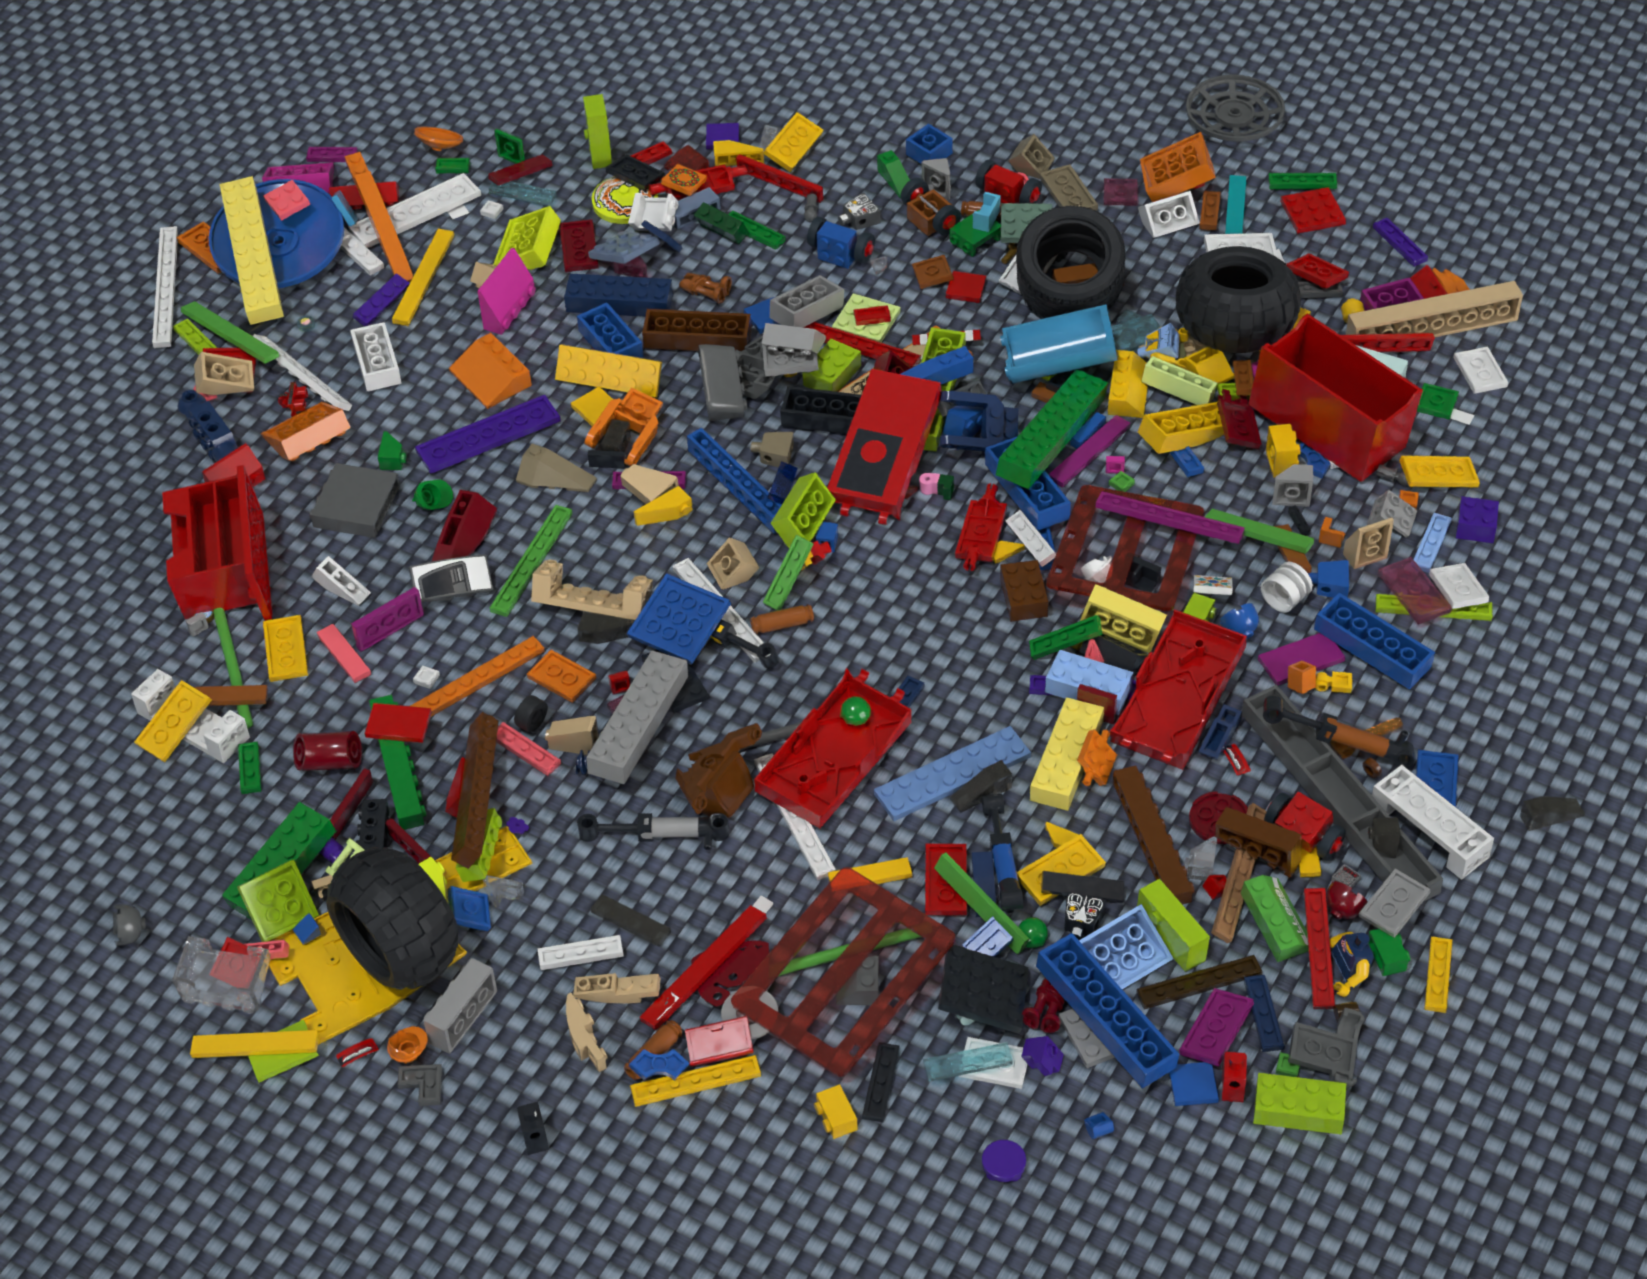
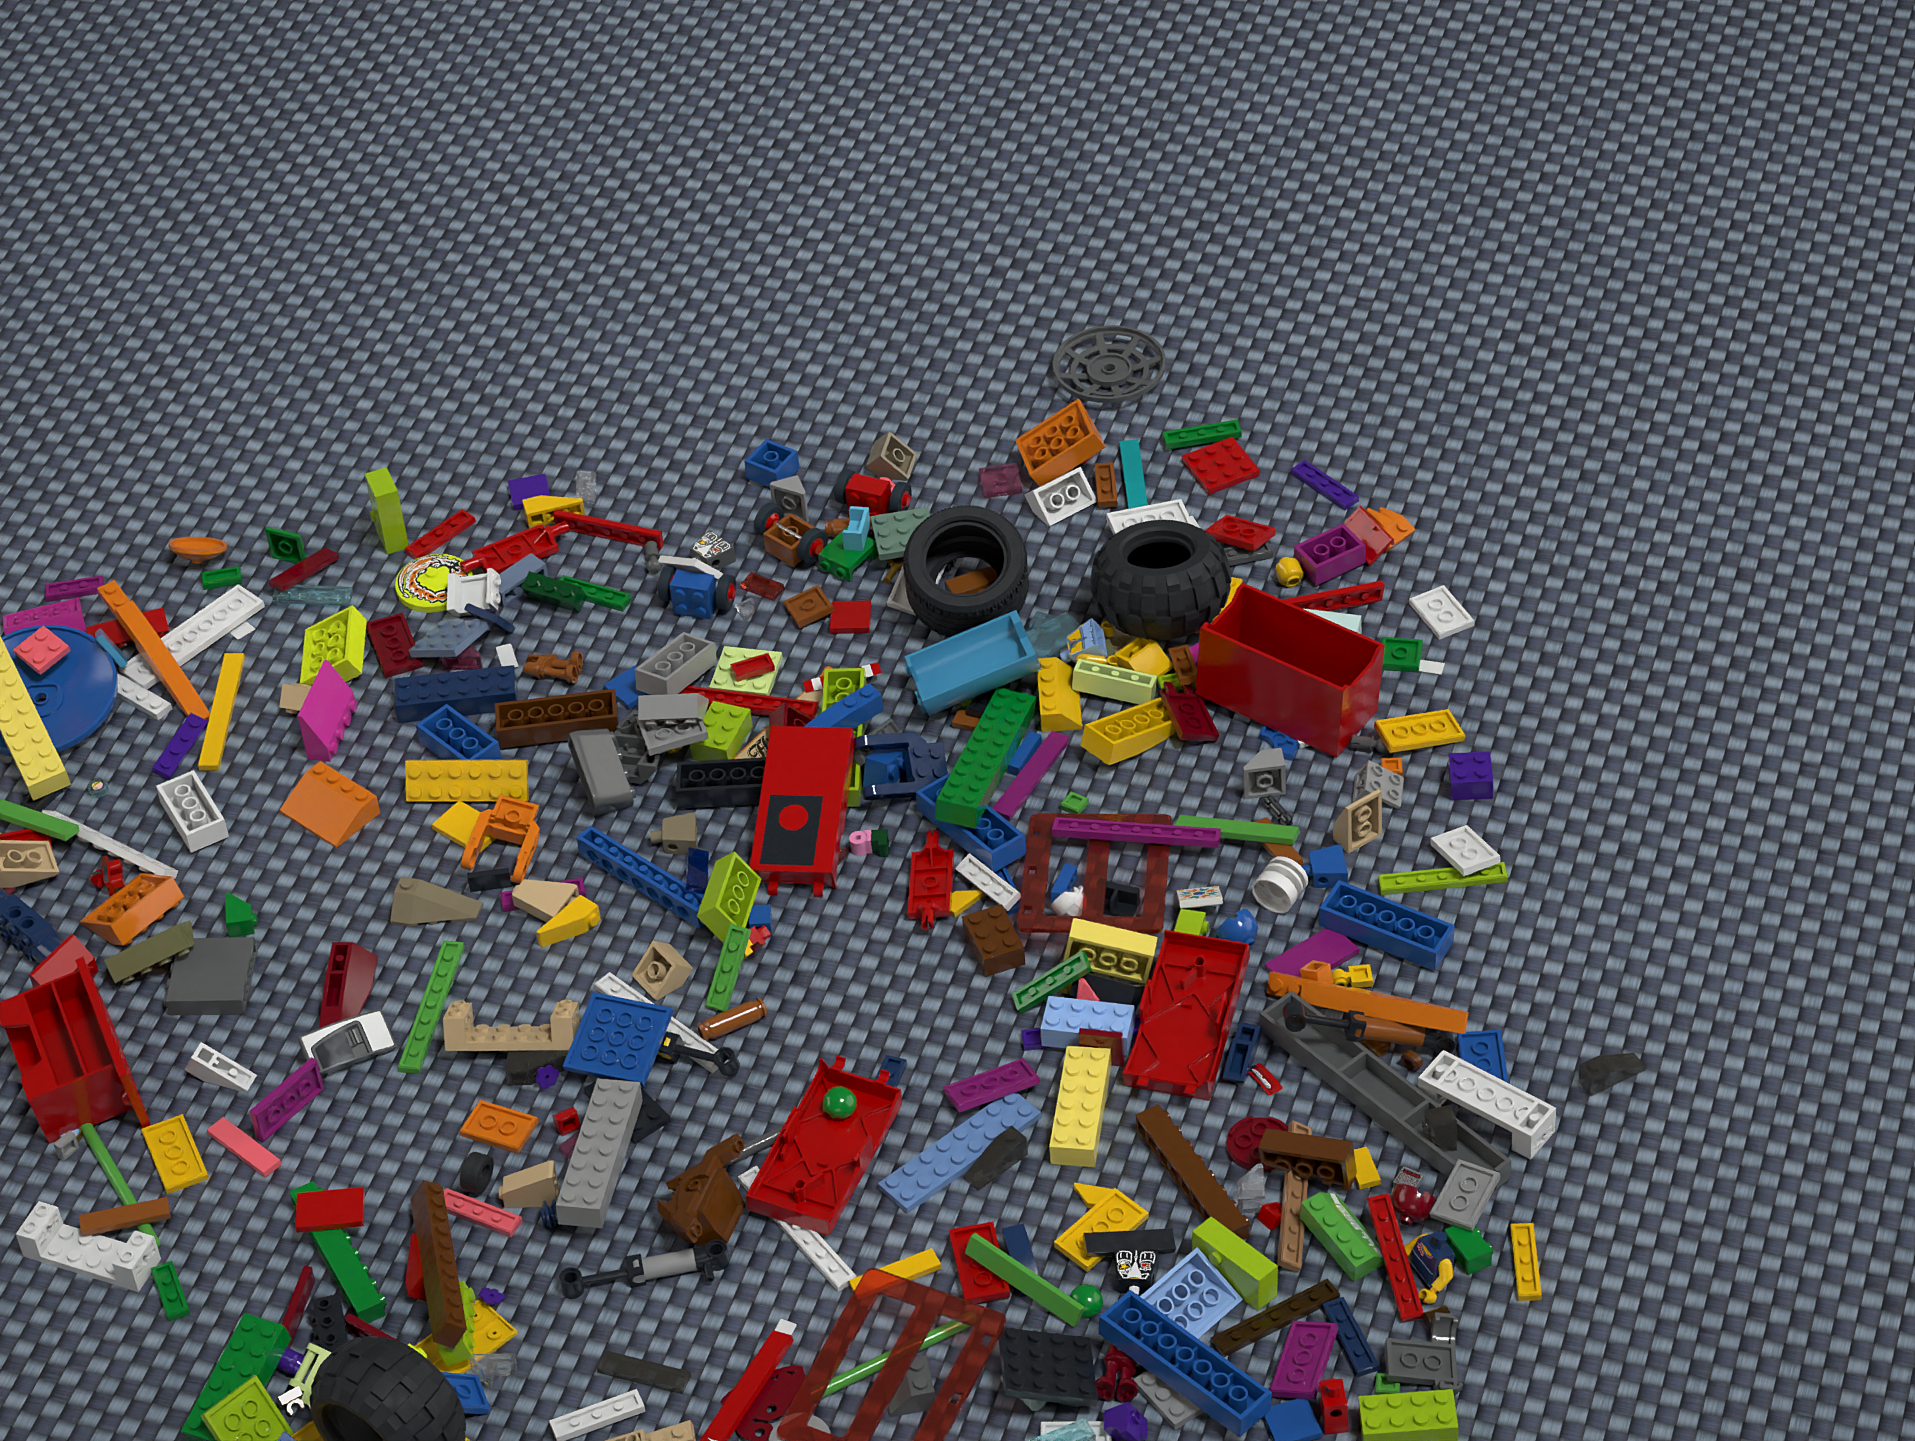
camera: 10 degrees left, 5 degrees down
(172, 721) = (69, 1256): yellow tile -> none
(309, 470) = (150, 952): none -> olive slope
(327, 750) = (255, 1255): dark red brick -> none
(426, 677) = (345, 1156): white tile -> none
(433, 494) = (300, 954): green piece -> none
(481, 676) = (409, 1142): orange plate -> none
(487, 434) = (344, 875): dark purple plate -> none
(491, 209) = (281, 621): white tile -> none
(612, 639) = (547, 1076): none -> dark purple plant
(617, 436) = (495, 852): clear smoke brick -> none
(635, 172) = (439, 550): black tile -> none
(669, 270) = (506, 655): none -> white sticker
(684, 180) = (499, 549): orange tile -> none
(688, 158) = (496, 527): clear red slope -> none
(793, 142) = (614, 485): yellow plate -> none
(838, 219) = (689, 565): none -> white tile
(892, 171) = (737, 501): green slope -> none
(897, 248) = (762, 586): none -> clear red tile
(989, 939) = (1041, 1315): plate -> none
(992, 719) = (991, 1085): none -> magenta tile
(1001, 847) = (1032, 1215): black piece -> none
(1067, 188) = (940, 486): dark tan plate -> none
(1096, 757) = (1114, 1104): orange plate -> none
(1097, 549) = (1064, 881): none -> blue piece
(1114, 464) = (1062, 785): dark pink tile -> none
(1188, 462) = (1142, 768): blue plate -> none
(1281, 448) = (1242, 735): yellow brick -> none
(1308, 819) = (1356, 1124): red brick -> none
(1330, 536) = (1315, 822): orange panel -> none
(1344, 709) = (1370, 1002): none -> orange slope
(1414, 590) = (1419, 864): clear pink tile -> none
(1432, 541) = (1426, 809): light blue tile -> none
(1442, 313) = (1387, 557): tan brick -> none

